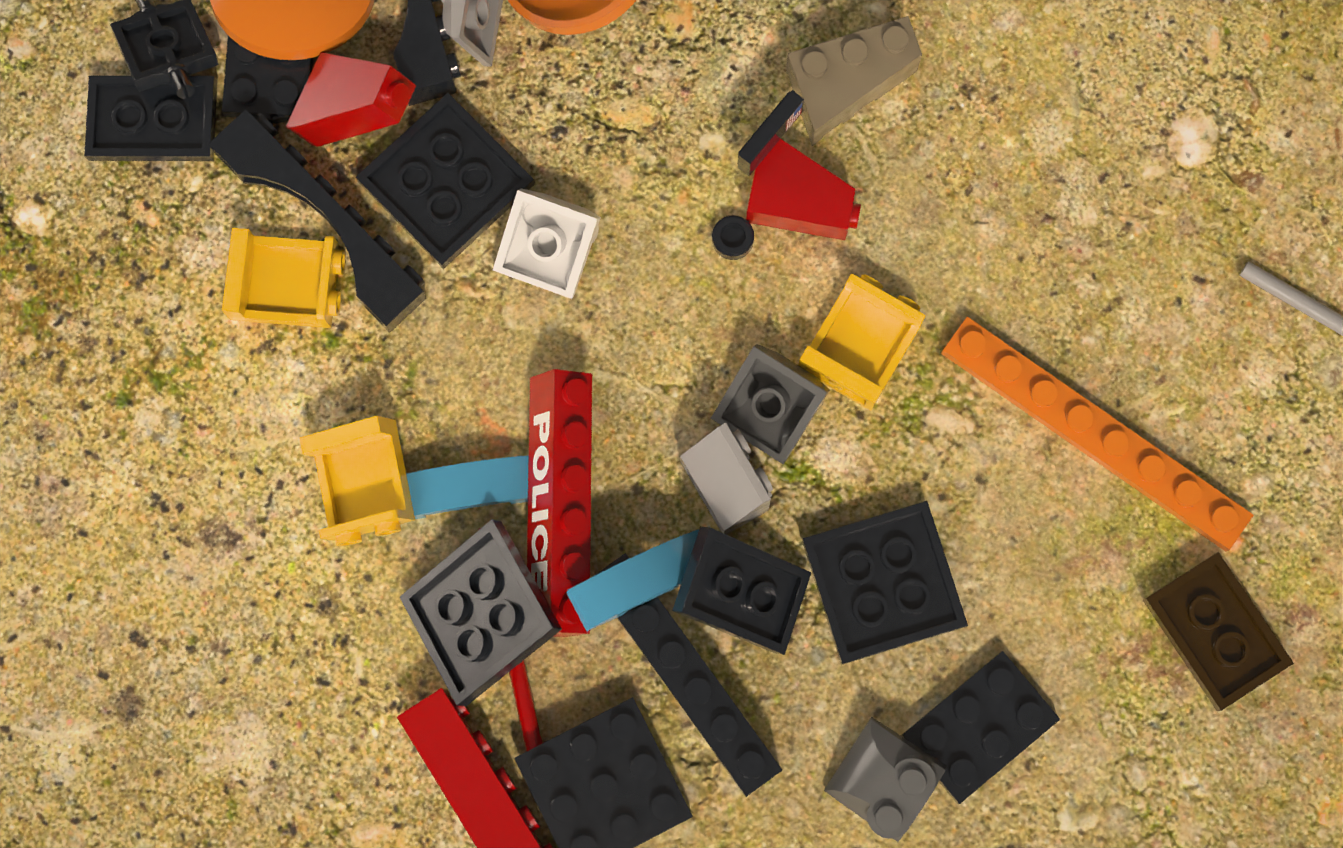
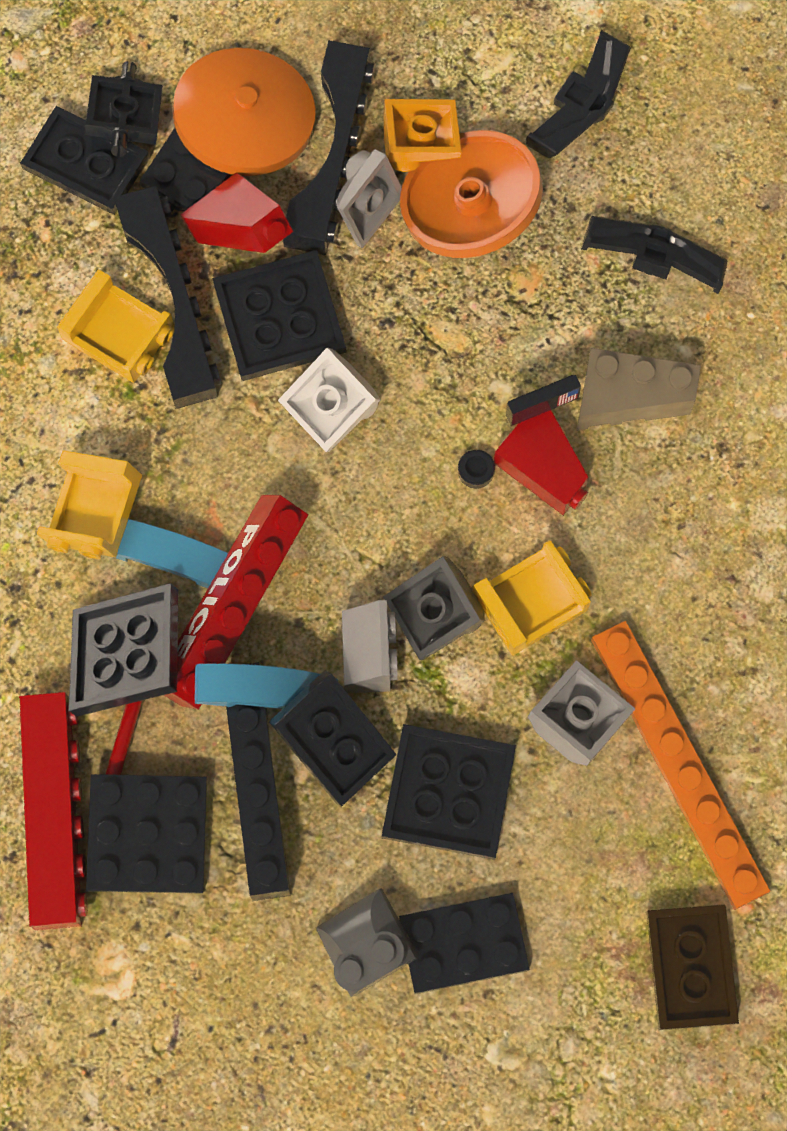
camera: 25 degrees right, 5 degrees down
(974, 436) = (579, 715): none -> light grey slope

